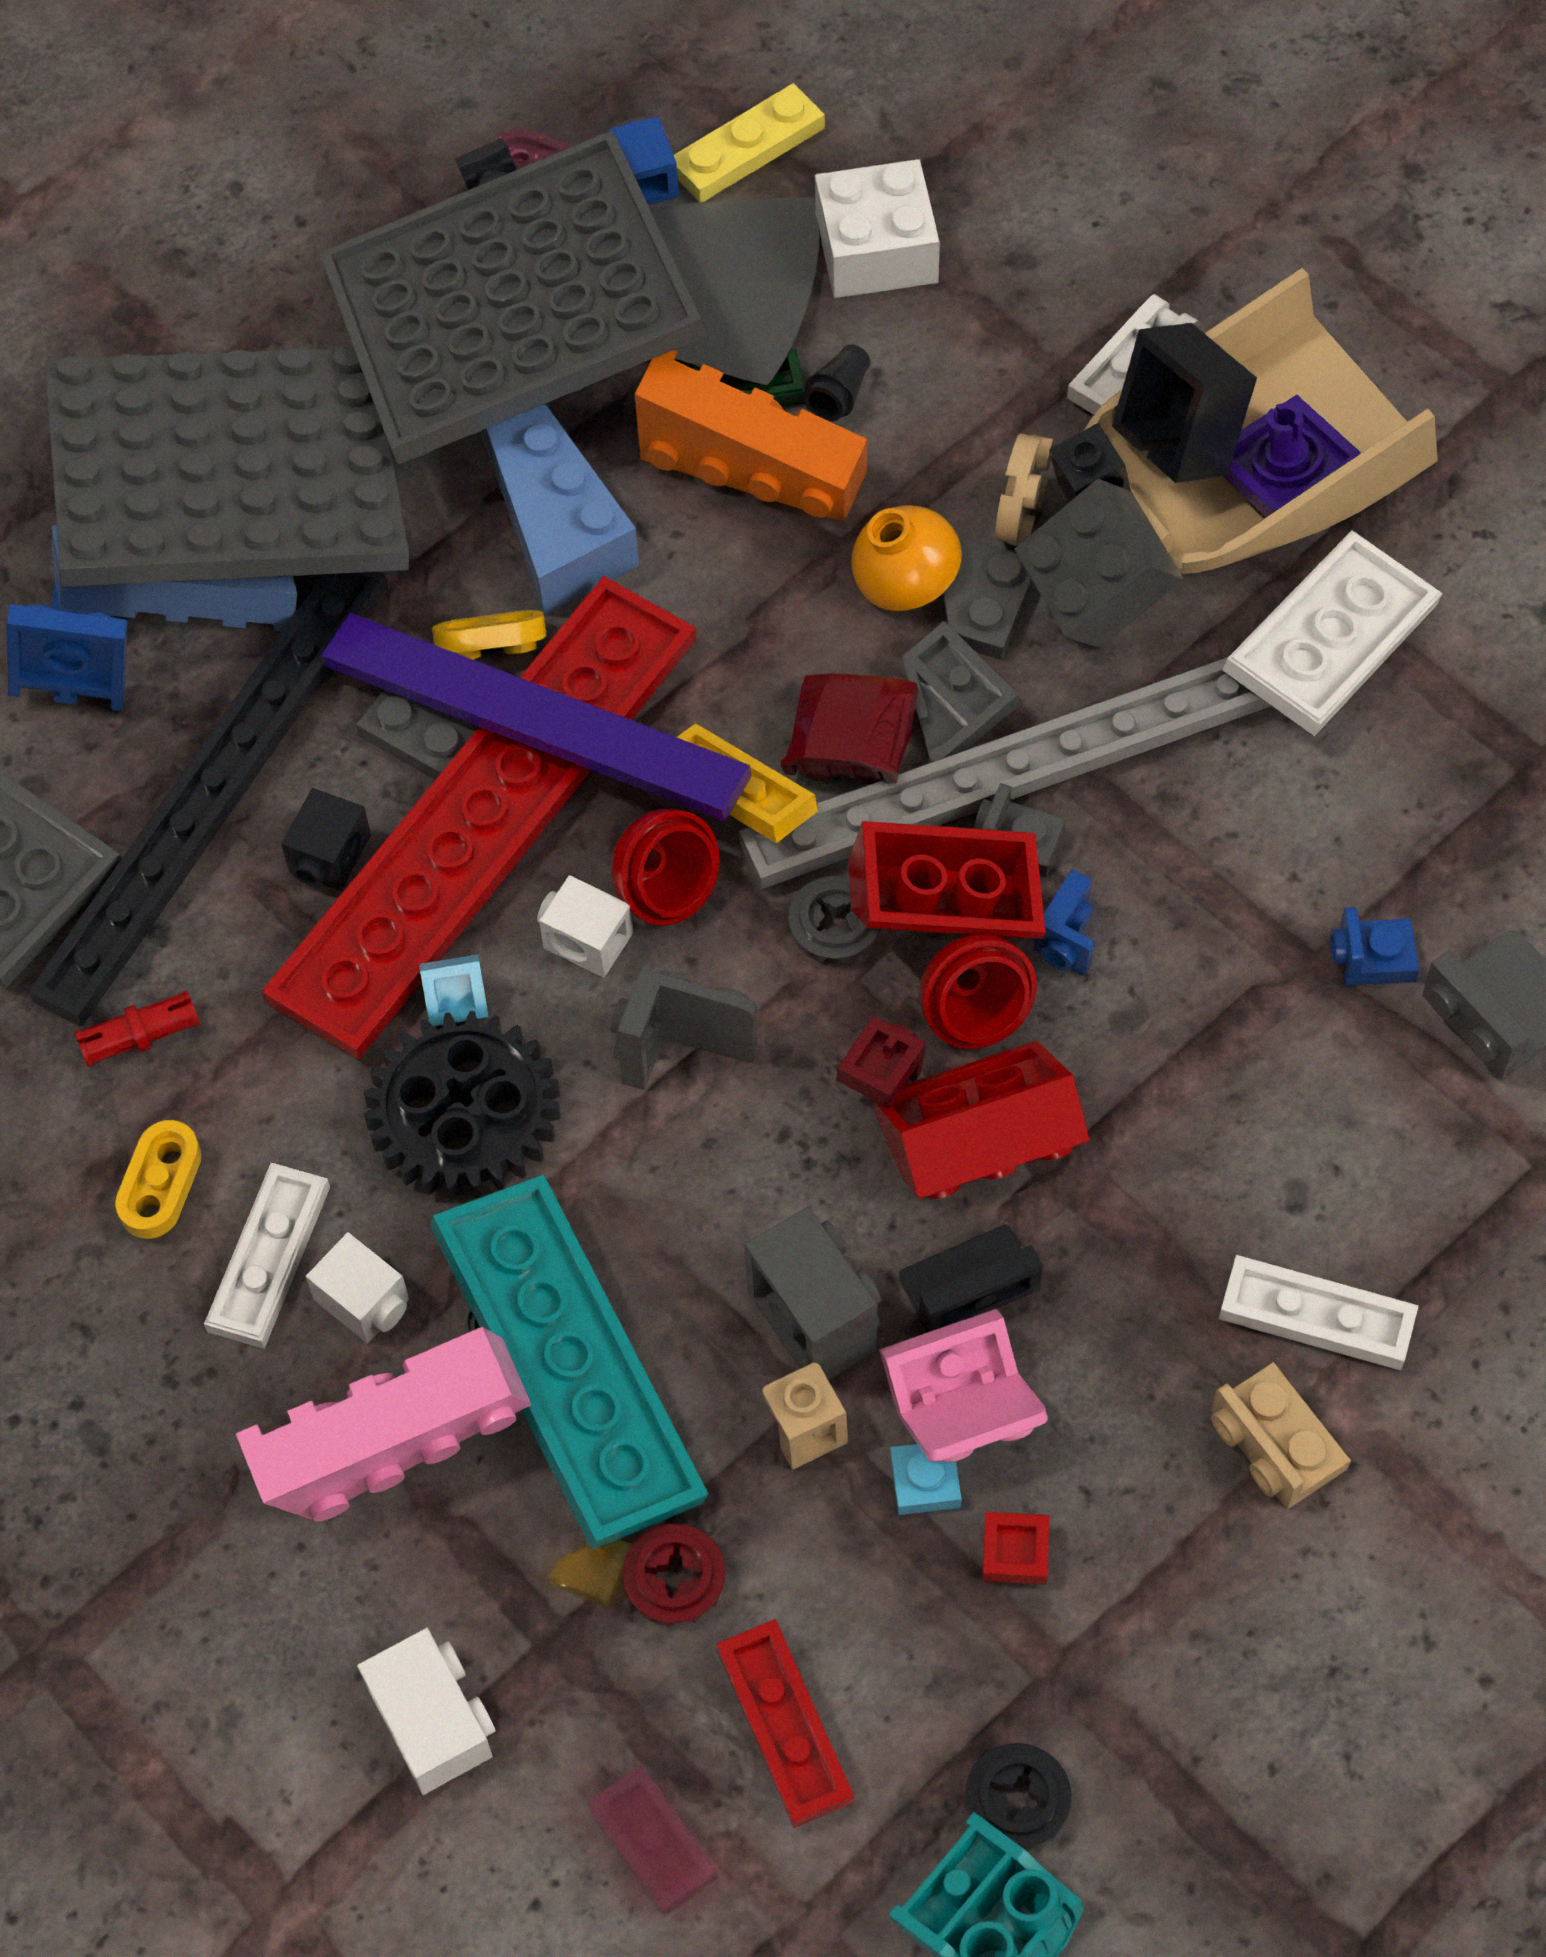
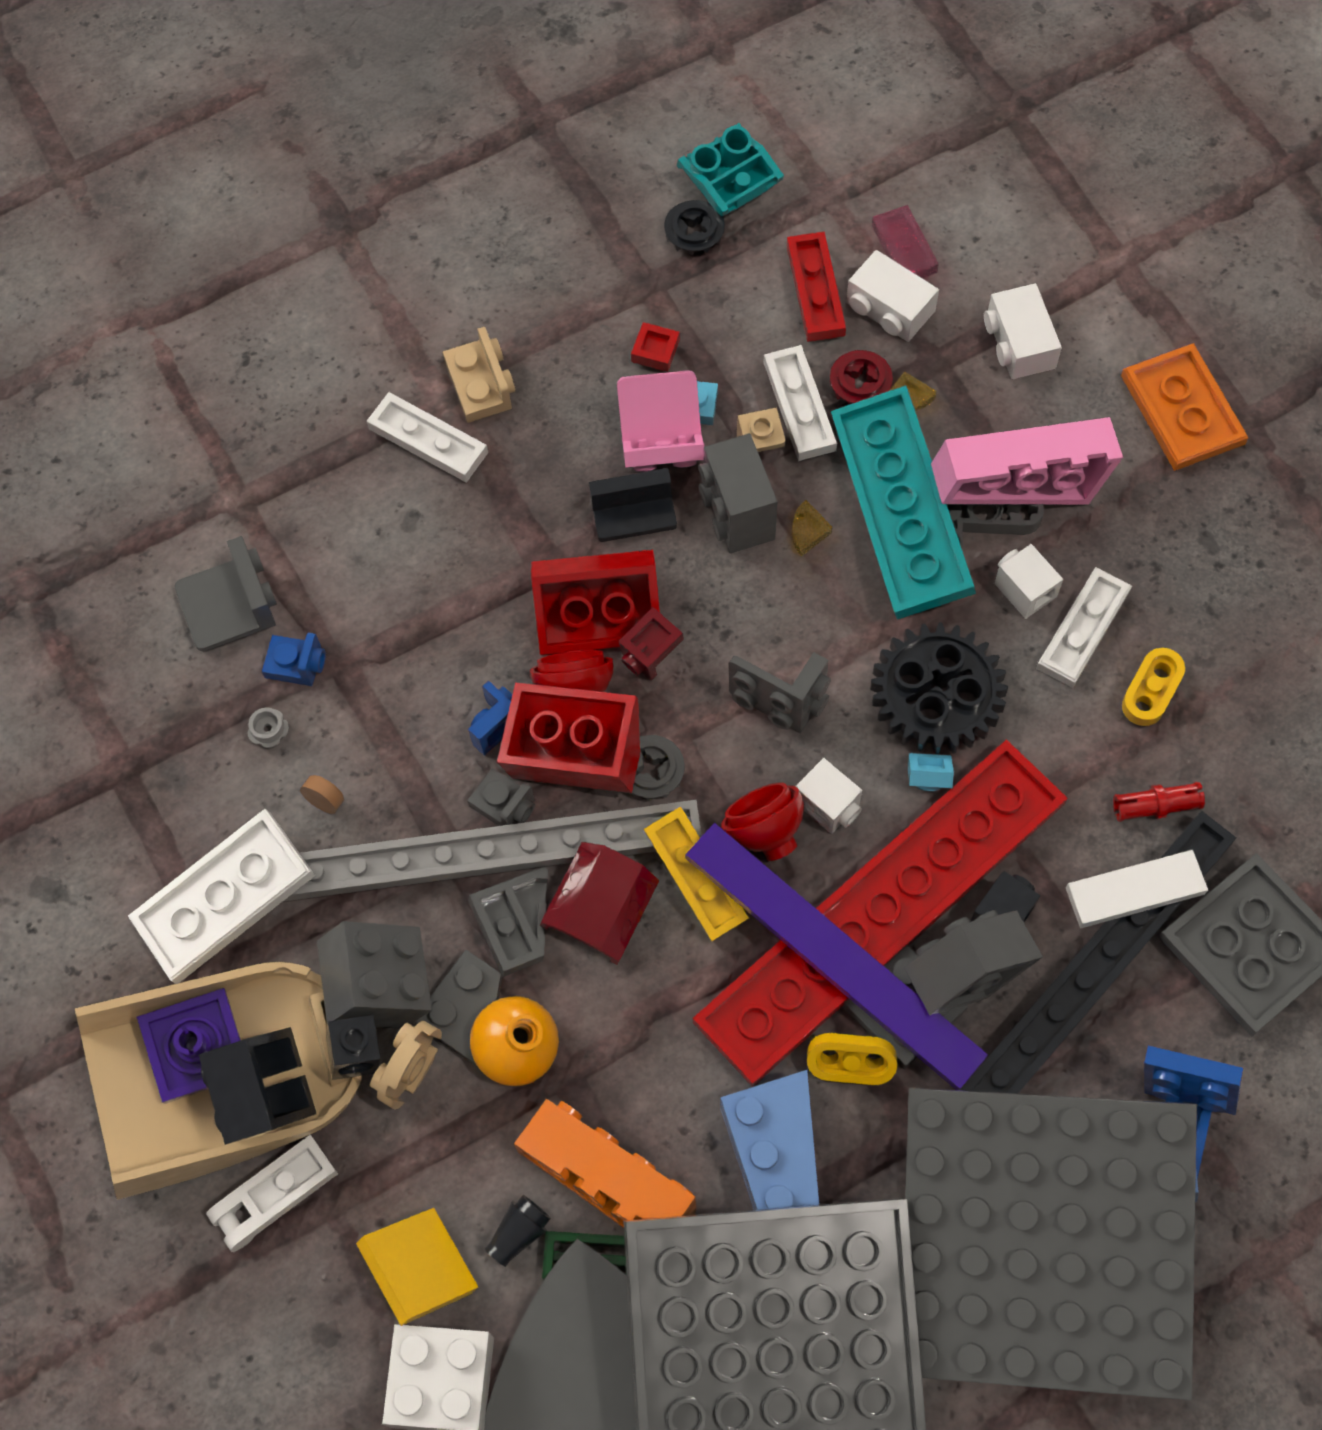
camera: 165 degrees left, 5 degrees up
(150, 1653) = (1184, 407): none -> orange tile
(156, 887) = (1136, 889): none -> white tile
(354, 729) = (972, 960): none -> dark grey brick
(652, 1723) = (891, 296): none -> white brick
(700, 1312) = (808, 528): none -> clear yellow tile
(761, 1505) = (800, 403): none -> white plate
(937, 313) = (417, 1266): none -> yellow tile
(1259, 780) = (322, 794): none -> medium nougat tile
(1375, 840) = (263, 718): none -> light grey plate

